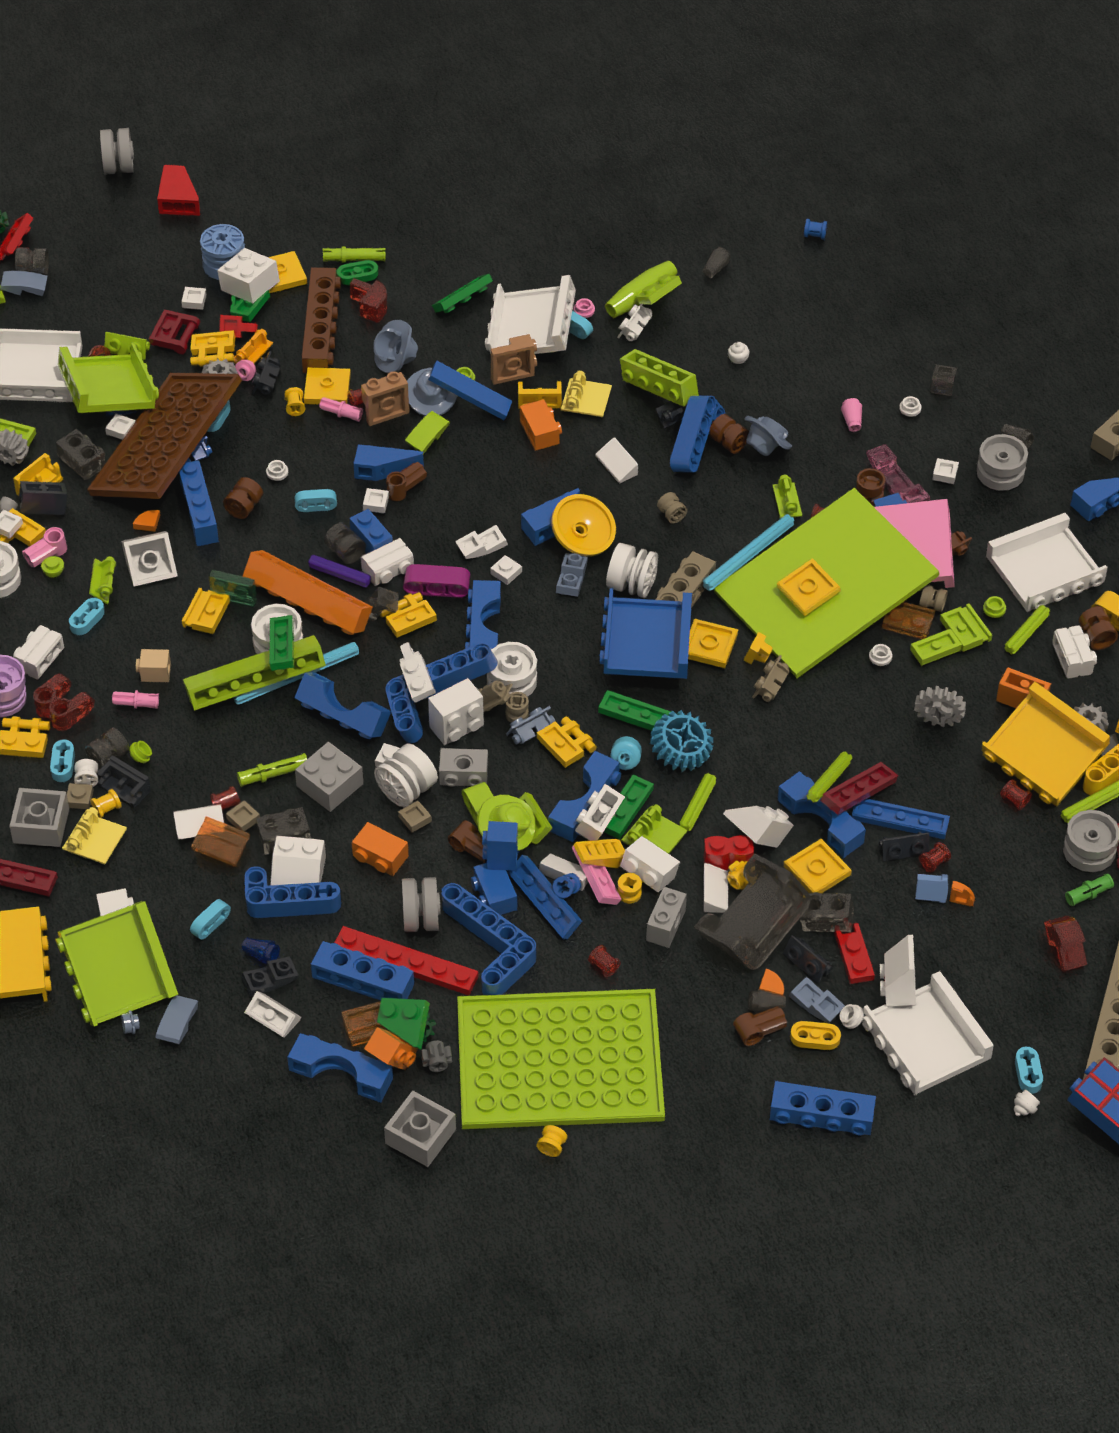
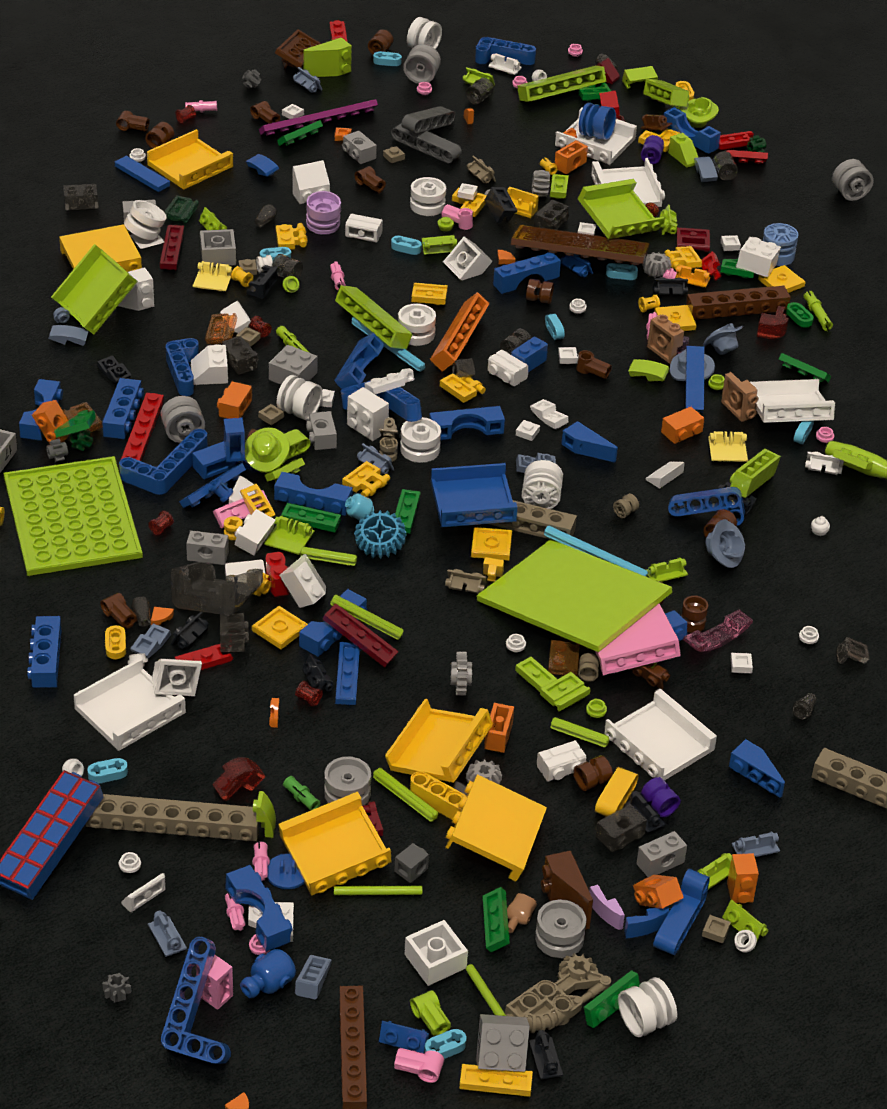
camera: 75 degrees right, 10 degrees down
(61, 710) = (321, 243): clear red piece -> none
(154, 665) = (369, 278): tan brick -> none
(177, 192) = (834, 218): red slope -> none
(210, 919) = (154, 335): medium azure beam -> none
(239, 588) = (449, 298): clear green plate -> none
(261, 949) = (134, 362): clear blue cone -> none
(272, 1014) = (84, 377): white slope -> none
(281, 643) = (390, 312): green plate -> none
(339, 571) = (493, 346): dark purple axle -> none
(378, 462) = (605, 349): blue slope -> none
(436, 580) = (500, 393): magenta beam -> none
(551, 396) = (714, 420): yellow hinge -> none
(587, 516) = (580, 446): yellow dish -> none
(602, 808) = (286, 491): white brick -> none
(808, 587) = (558, 579): yellow plate -> none
(852, 413) = (781, 599): bright pink cone -> none
(932, 887) = (275, 690): medium blue tile -> none
(1002, 462) = (762, 692): light grey wheel -> none
(1016, 794) = (389, 737): clear red bush -> none

